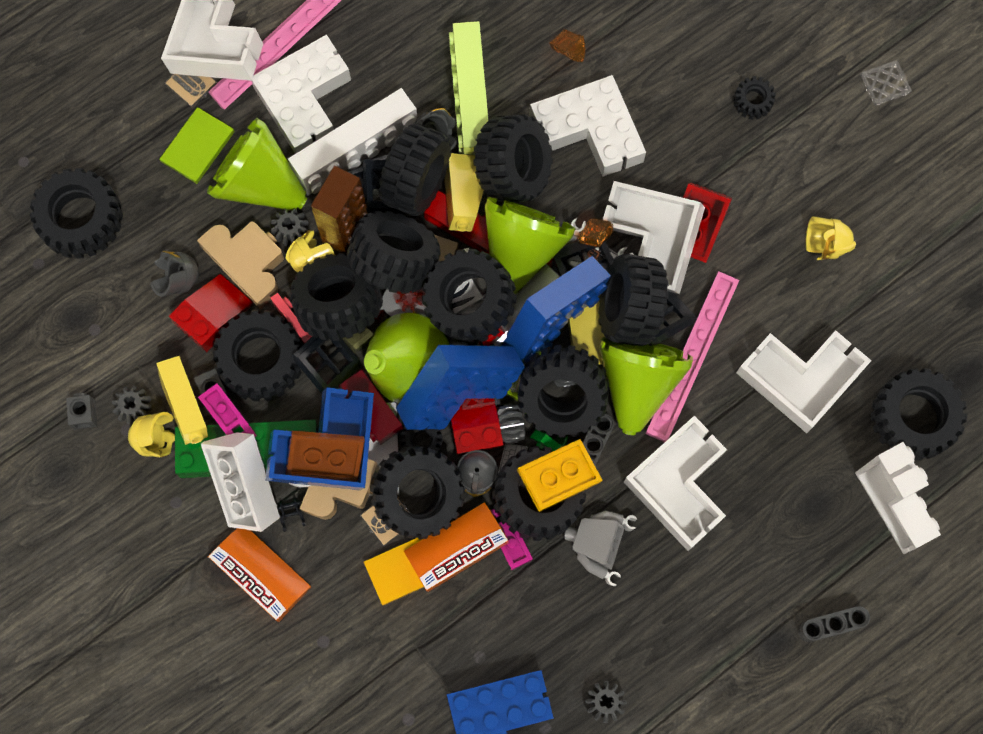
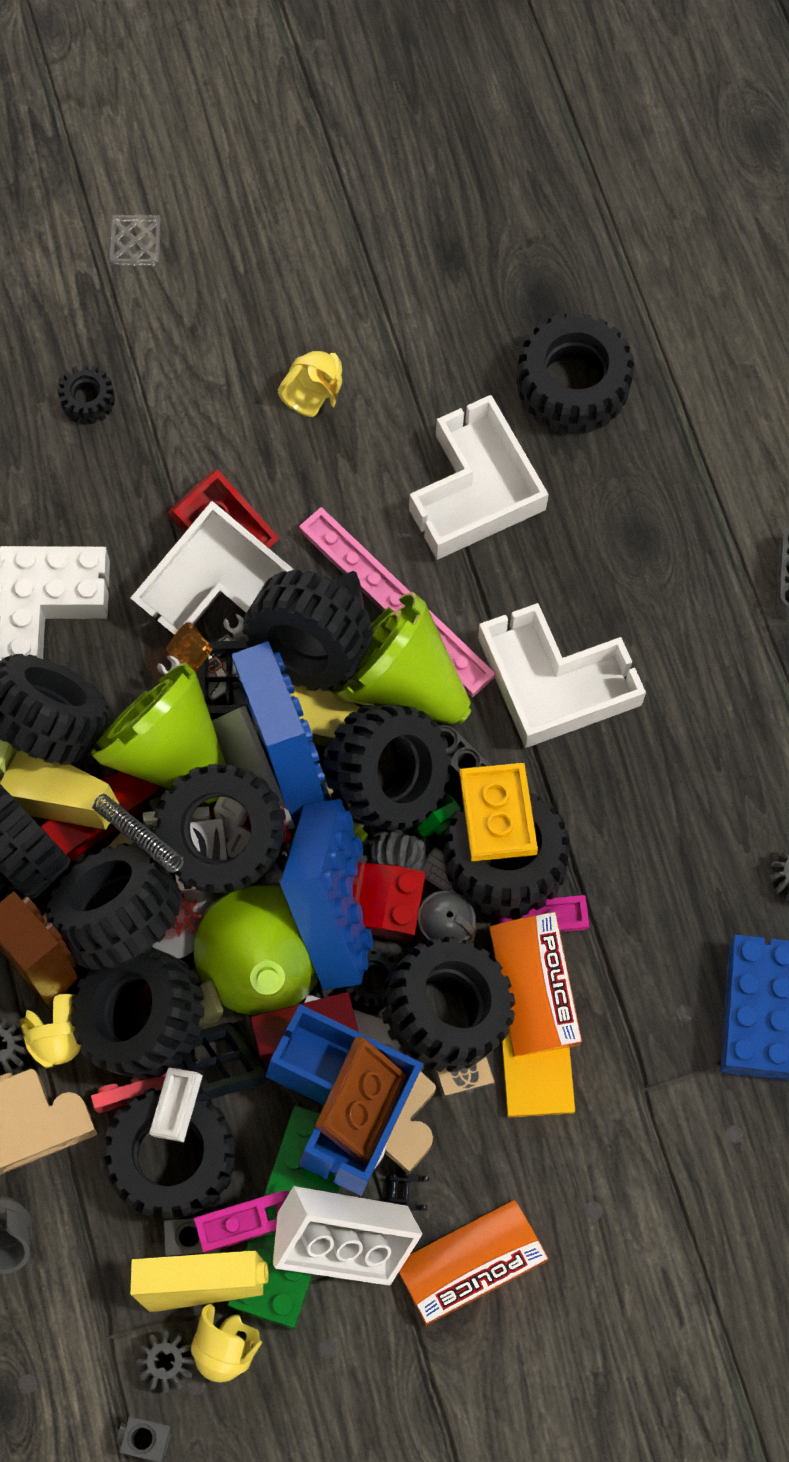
camera: 70 degrees left, 5 degrees down
(209, 310) = (75, 1202): red slope -> none
(283, 343) = (175, 1104): none -> white tile
(431, 256) = (162, 861): none -> dark grey piece
(598, 542) = (594, 805): light grey torso -> none
(892, 486) = (663, 433): white piece -> none

